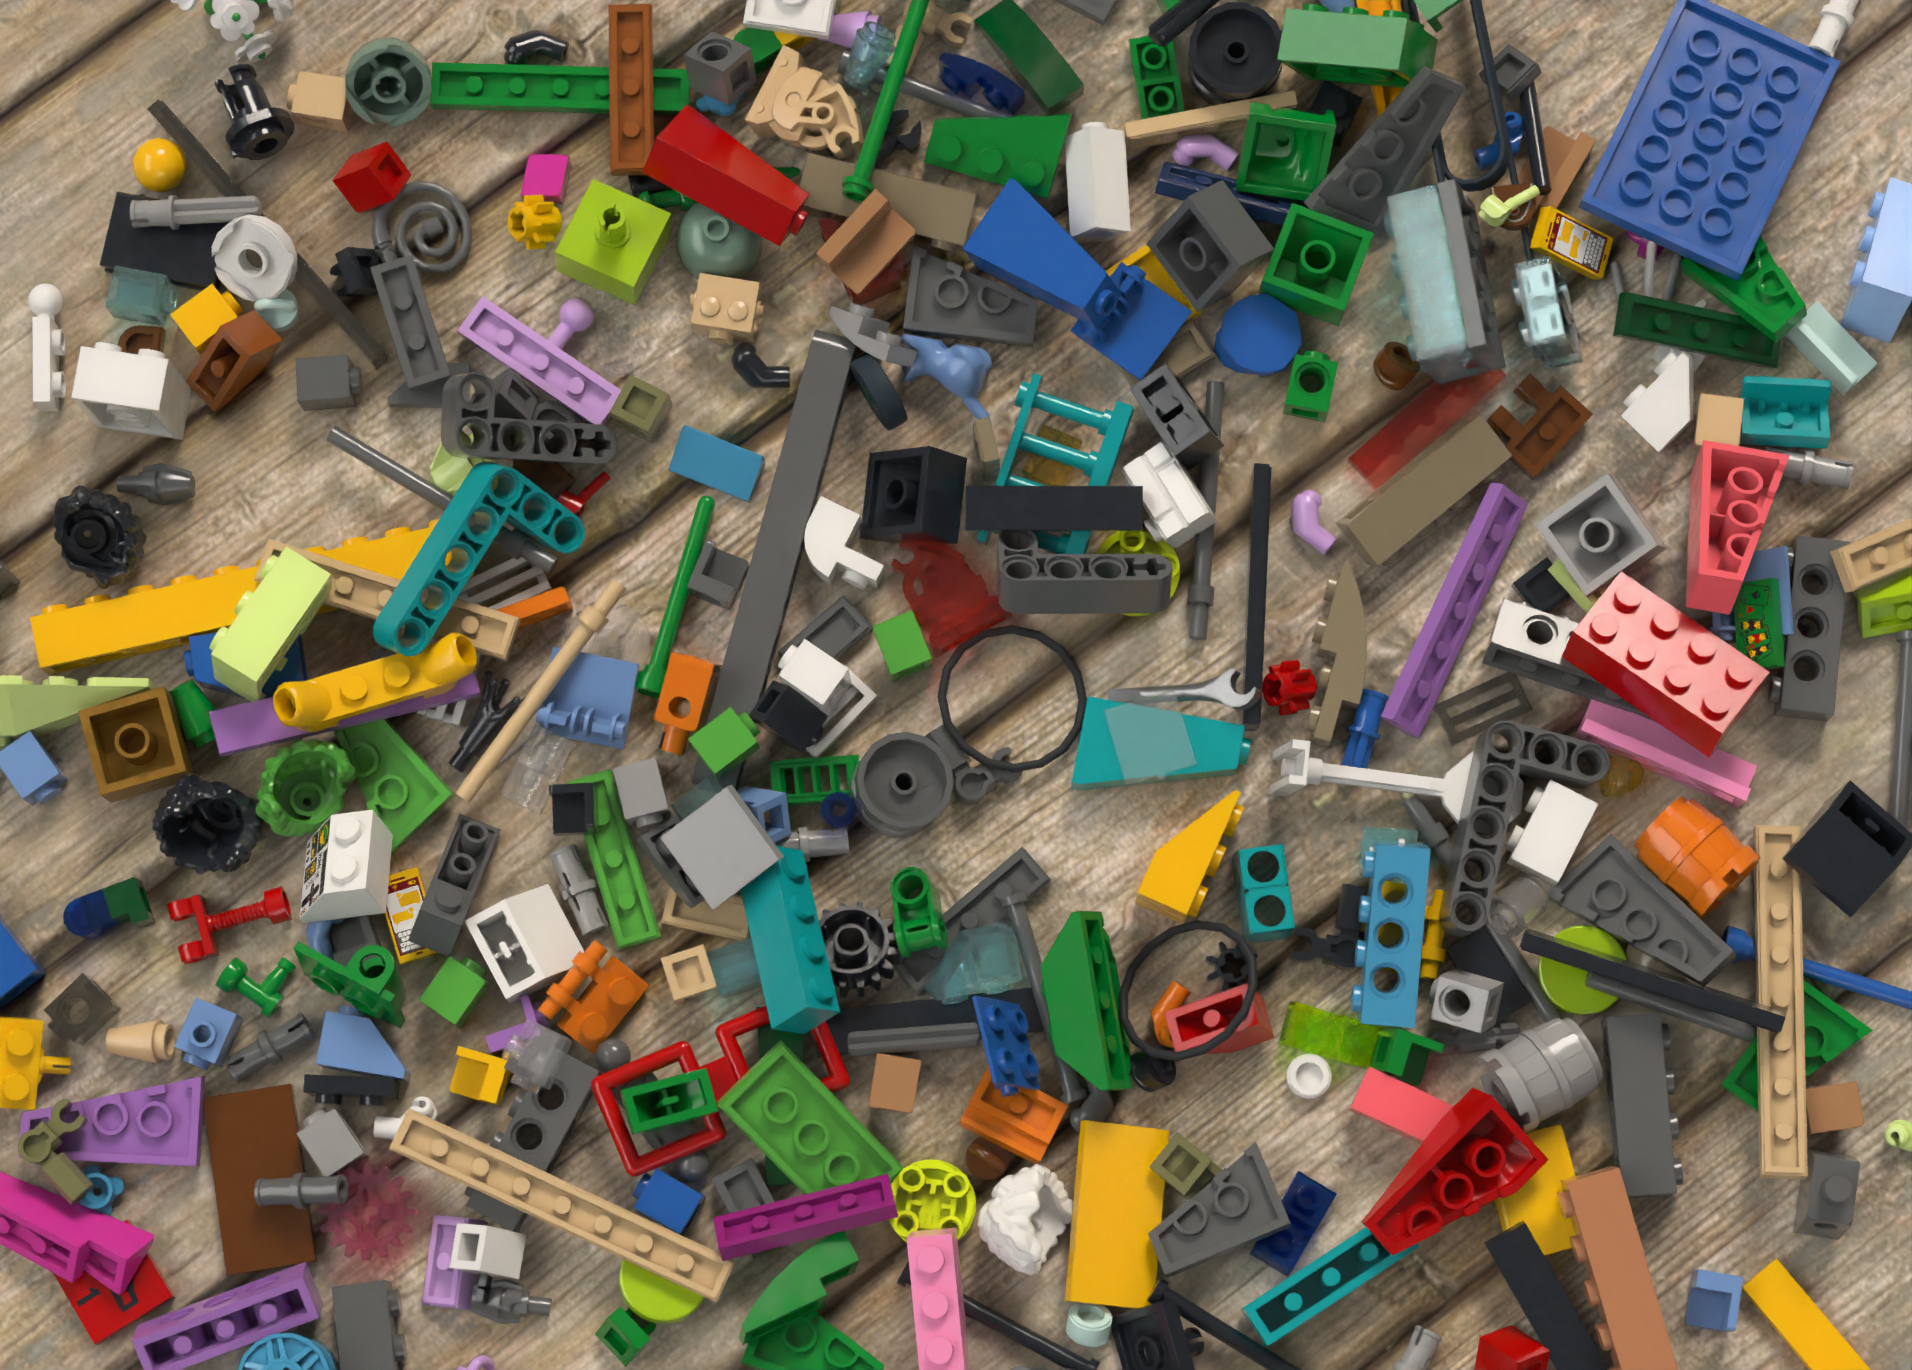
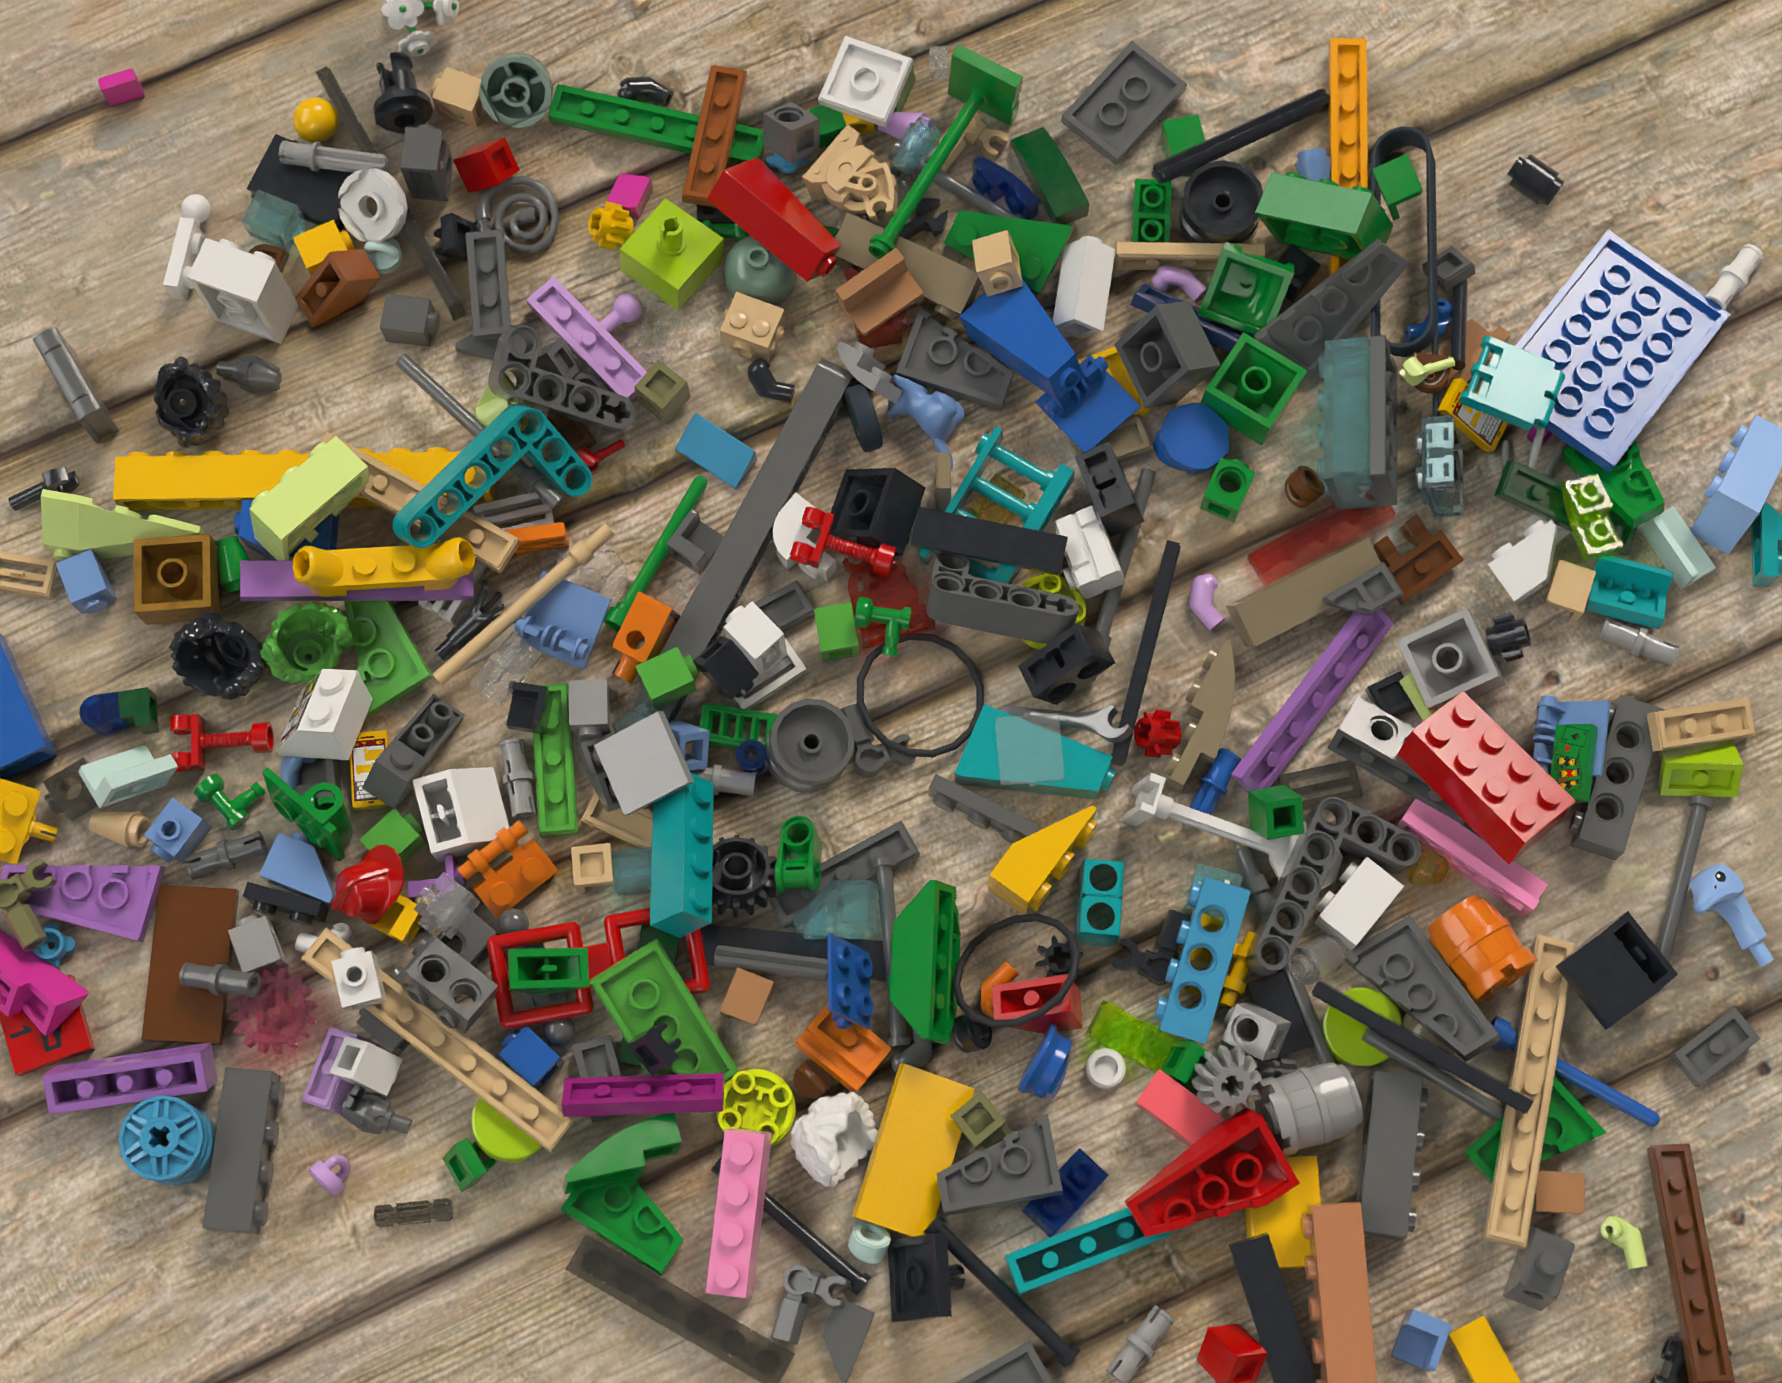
camera: 10 degrees right, 5 degrees down
(135, 982) = (126, 775): none -> light aqua panel
(304, 192) = (426, 163): none -> dark grey brick
(445, 1048) = (370, 886): none -> red piece
(461, 1159) = (358, 979): none -> white brick
(570, 1133) = (458, 979): none -> dark grey brick
(805, 1165) = (653, 1050): none -> black tile
(934, 554) = (819, 520): none -> red bar
(965, 620) = (895, 622): none -> green piece
(993, 179) = (997, 263): none -> tan brick
(1111, 818) = (980, 810): none -> dark grey plate
(1171, 631) = (1066, 664): none -> black brick
(1243, 1088) = (1047, 1066): none -> blue hat
(1439, 750) = (1276, 812): none -> green brick
(1461, 1057) = (1217, 1070): none -> light grey gear
(1491, 478) = (1366, 592): none -> dark grey tile
(1610, 205) = (1513, 385): none -> plate
(1659, 493) = (1508, 637): none -> black gear
(1723, 337) = (1588, 516): none -> clear neon green slope
(1727, 513) = (1563, 663): coral wedge -> none

